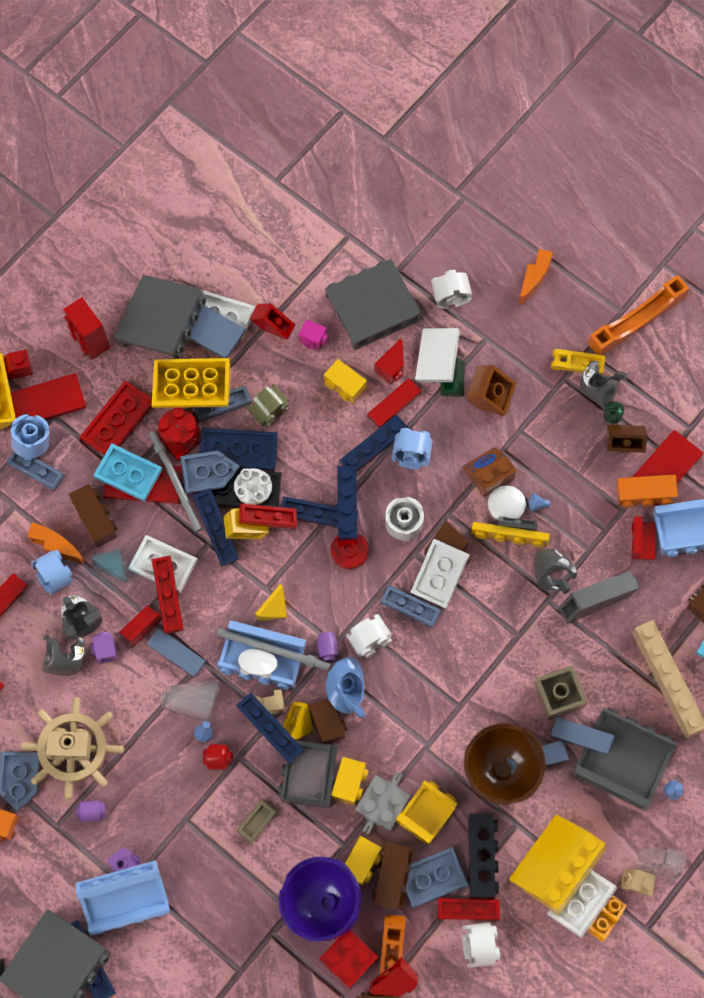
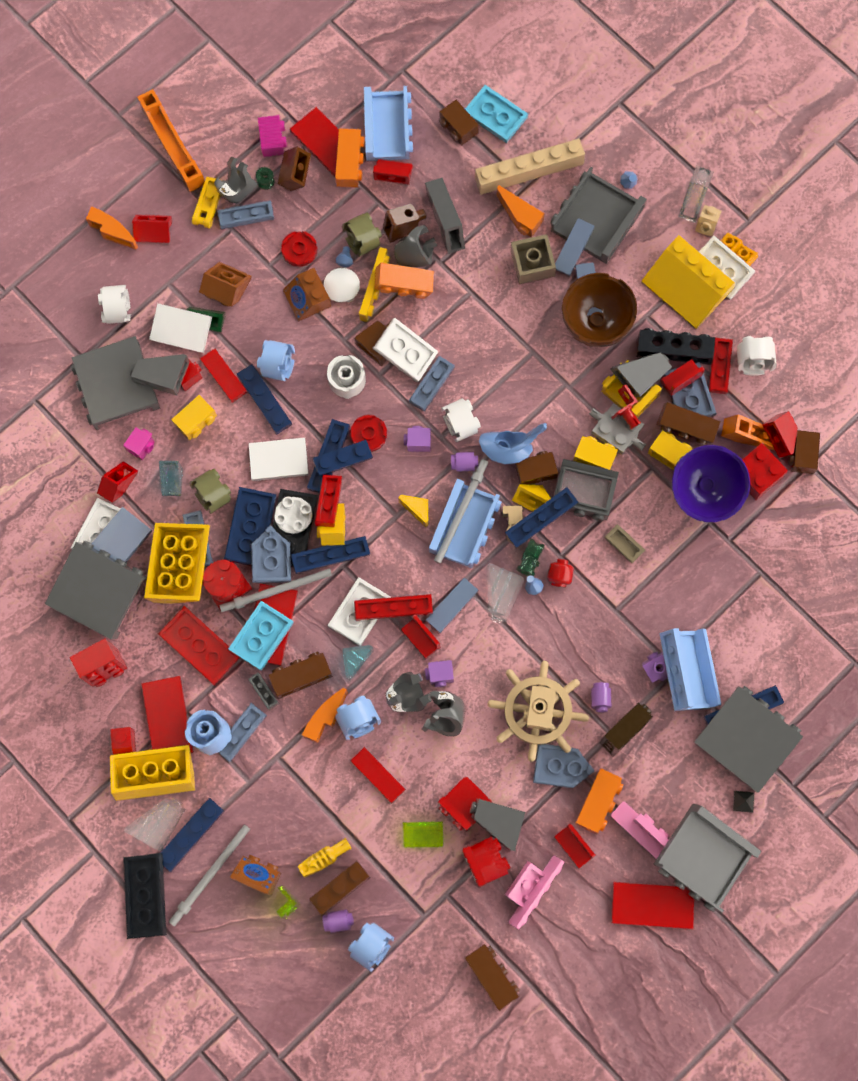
camera: 80 degrees left, 5 degrees up
(53, 834) = (626, 729): none -> dark brown window
(79, 480) = (263, 691): none -> dark grey piece
(222, 723) = (528, 565): none -> clear green wheel
(240, 727) = (534, 549): none -> clear green wheel
(257, 662) = (474, 525): white dish -> none
(280, 369) = (170, 478): none -> clear light blue slope
(312, 467) = (278, 459): none -> white tile
(316, 526) = (342, 458): none -> dark blue plate
(346, 598) = (418, 439): none -> medium lavender brick
(347, 502) = (322, 427): dark blue plate -> none
(381, 341) = (161, 372): none -> dark grey slope
(396, 807) = (627, 412): none -> red bracket
(443, 819) = (642, 372): none -> slope
(446, 865) = (682, 377): none -> red panel
(515, 562) = (404, 280): none -> brick
(517, 523) = (364, 276): dark grey slope -> none
(541, 457) = (299, 248): none -> red tile
(542, 313) = (151, 228): none -> red panel
(561, 513) = (362, 234): none -> olive brick
(571, 400) = (245, 214): none -> sand blue tile
(580, 548) = (401, 221): none -> reddish brown torso
(611, 677) = (523, 215): none -> orange slope
(662, 412) = (271, 135): none -> dark pink brick

